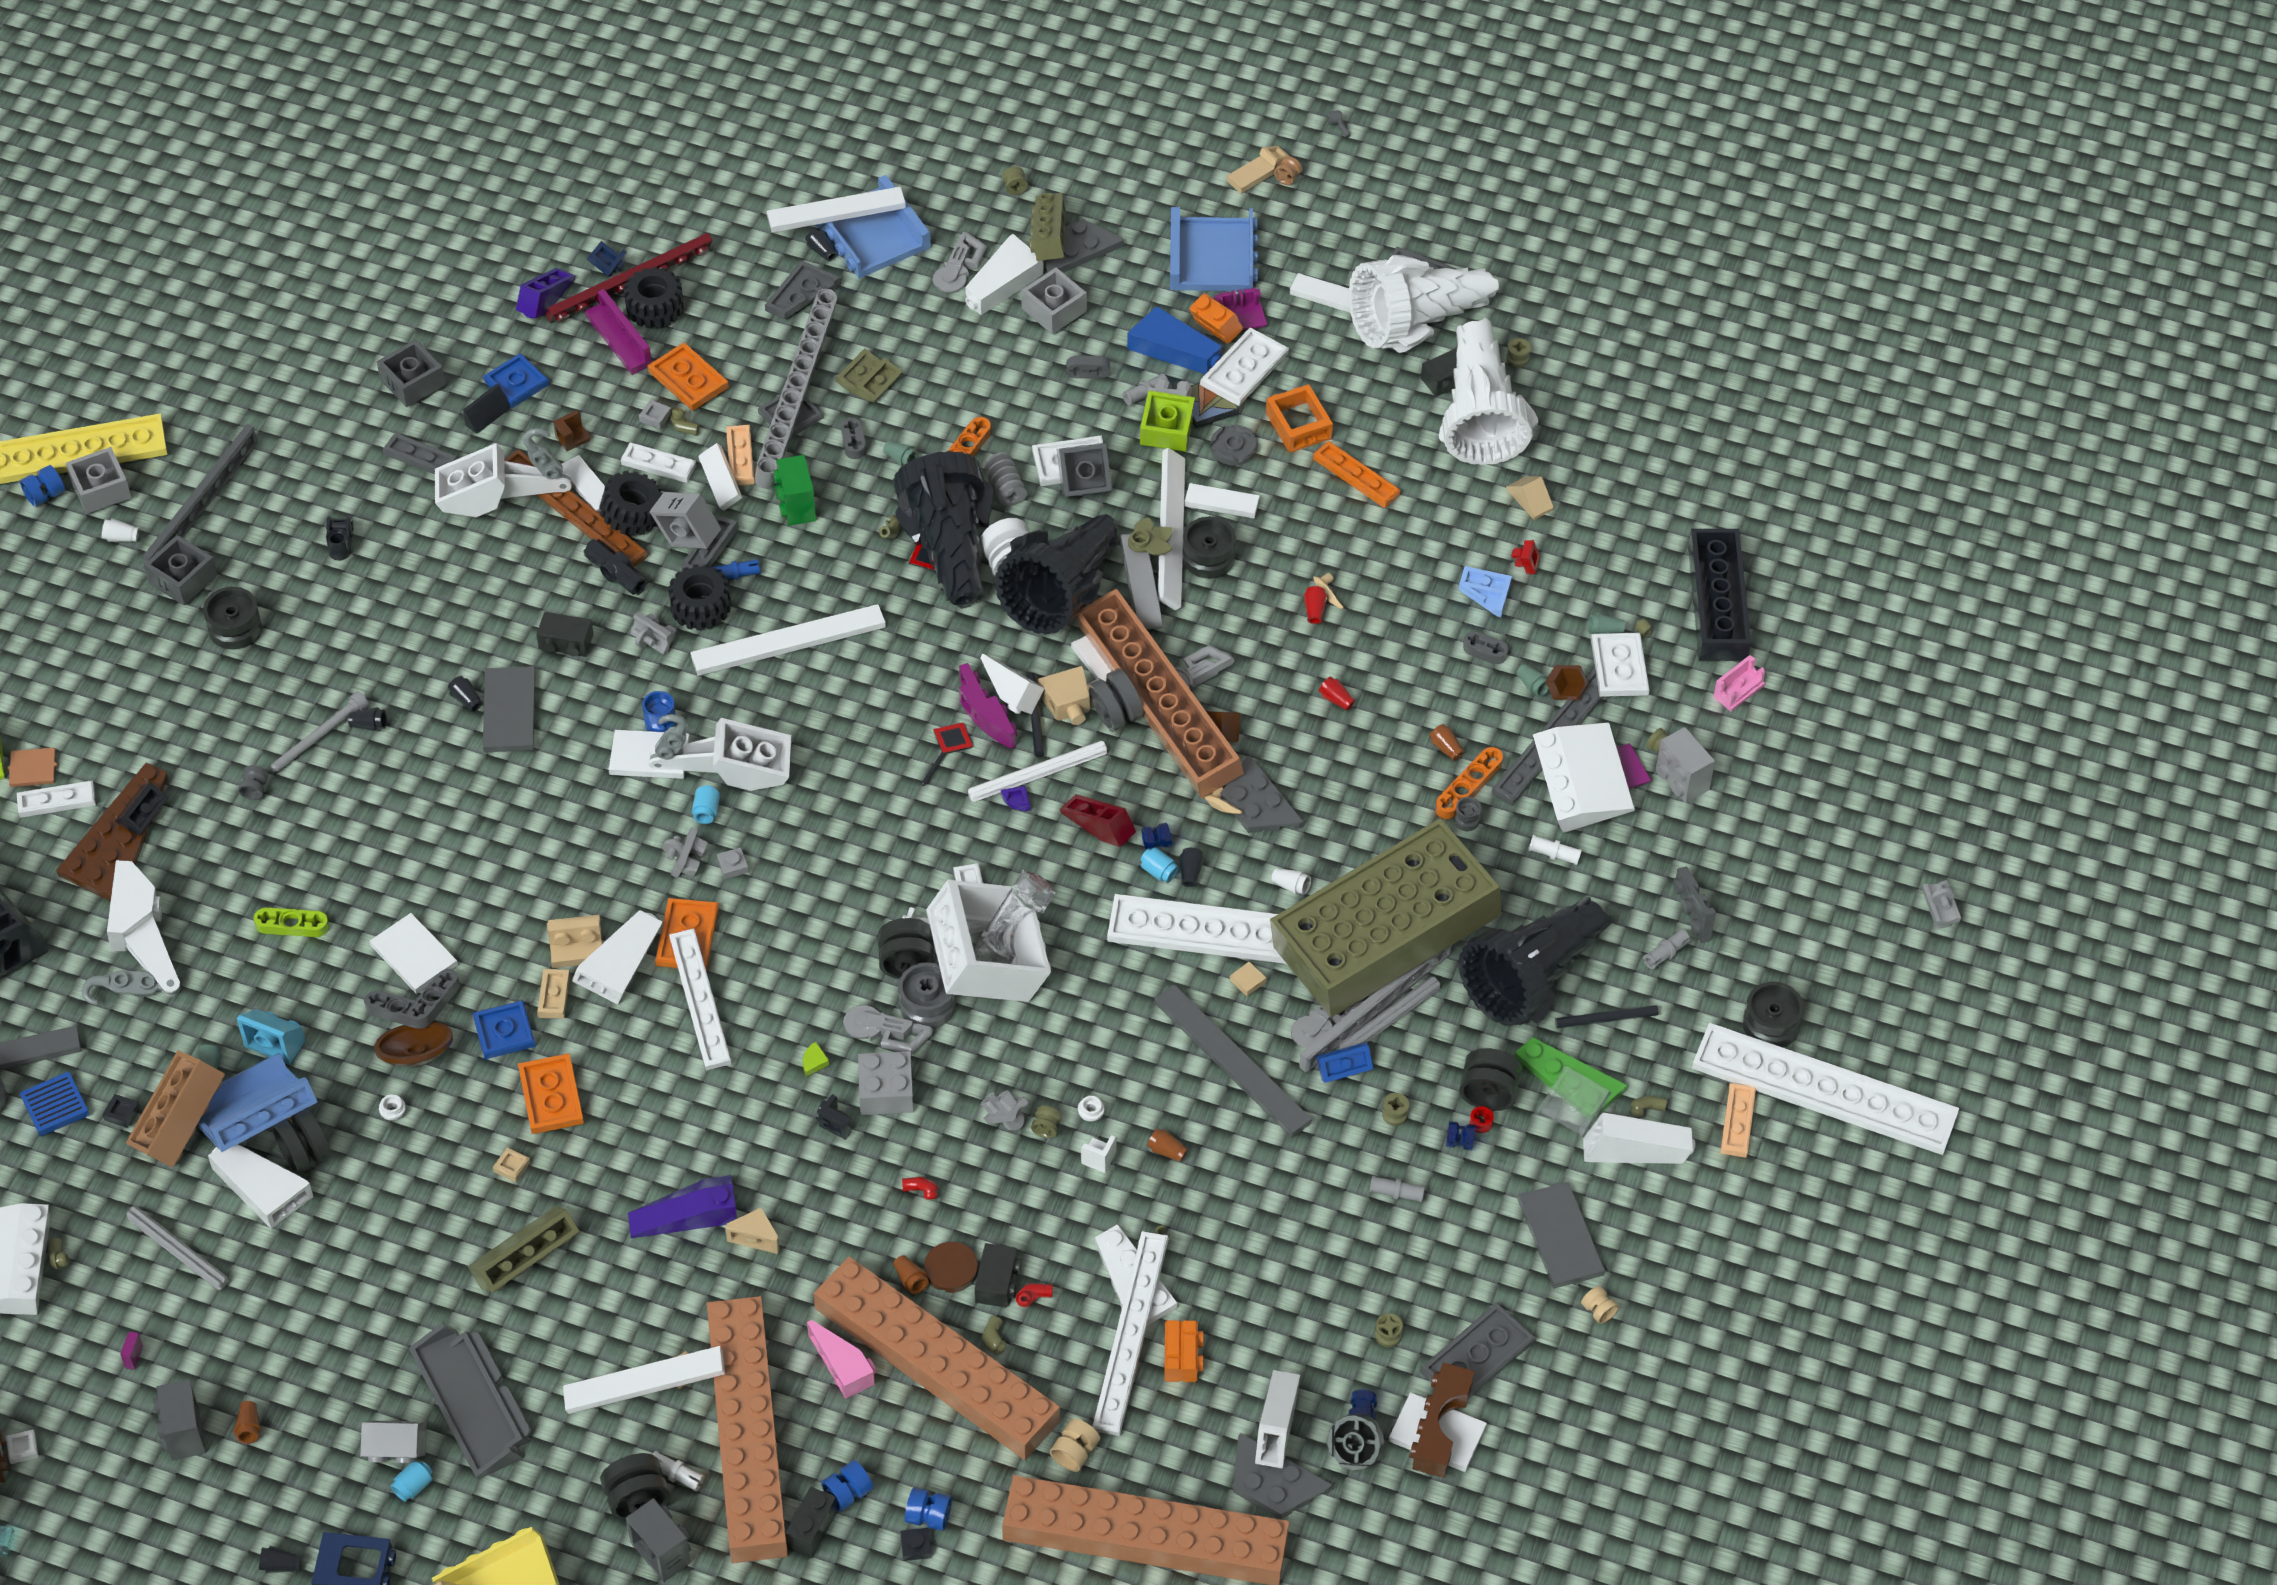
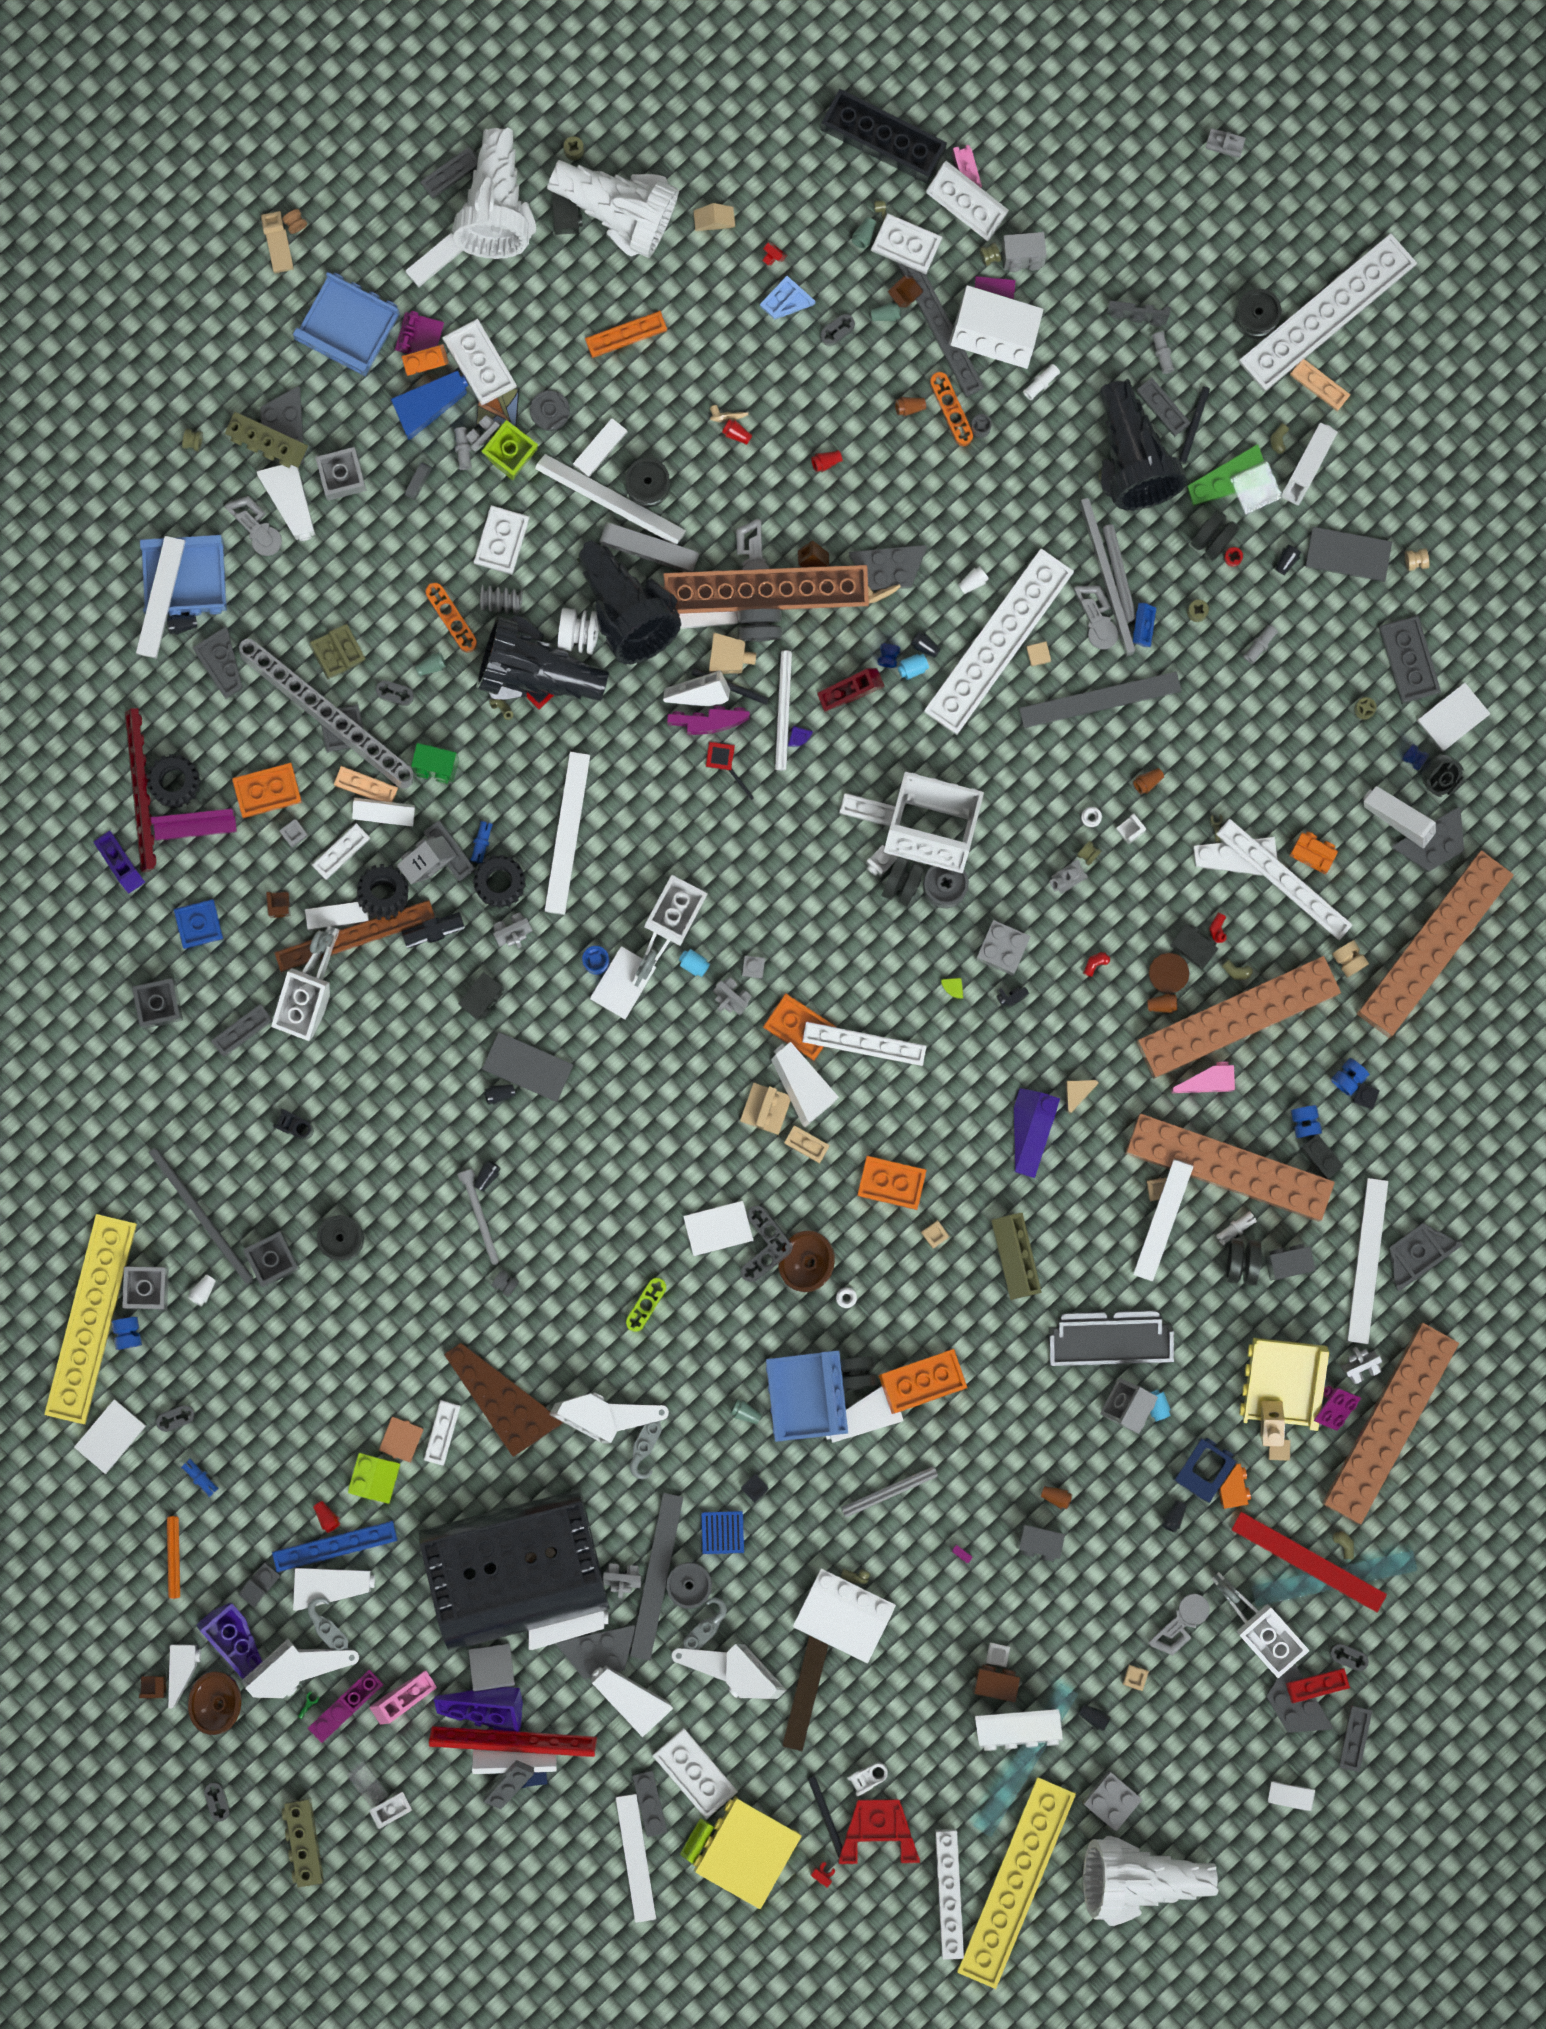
camera: 65 degrees left, 30 degrees up
(142, 808) = (490, 1374): black slope -> none
(175, 1108) = (783, 1451): medium nougat slope -> none
(270, 1034) = (745, 1356): medium azure slope -> none
(324, 1215) = (922, 1381): none -> orange plate
(486, 409) = (221, 960): black slope -> none
(503, 1029) = (817, 1192): blue tile -> none
(606, 259) = (109, 798): dark blue bracket -> none
(681, 424) = (308, 817): olive arm -> none
(867, 1022) = (939, 937): light grey piece -> none
(1026, 896) = (922, 778): clear arch -> none
(1084, 469) = (528, 537): dark grey brick -> none
(1152, 538) = (623, 520): olive plate -> none
(1296, 438) = (570, 366): orange window -> none
(1335, 117) = (254, 153): dark grey hand -> none
(1385, 917) = (1062, 536): olive piece -> none
(1451, 1392) = (1435, 694): reddish brown arch -> none
(1467, 1135) = (1242, 578): clear blue wheel -> none
(1513, 1172) = (1287, 559): none -> black cone
(1605, 975) = (1163, 407): none -> dark grey plate
(1704, 691) = (967, 201): none -> white tile

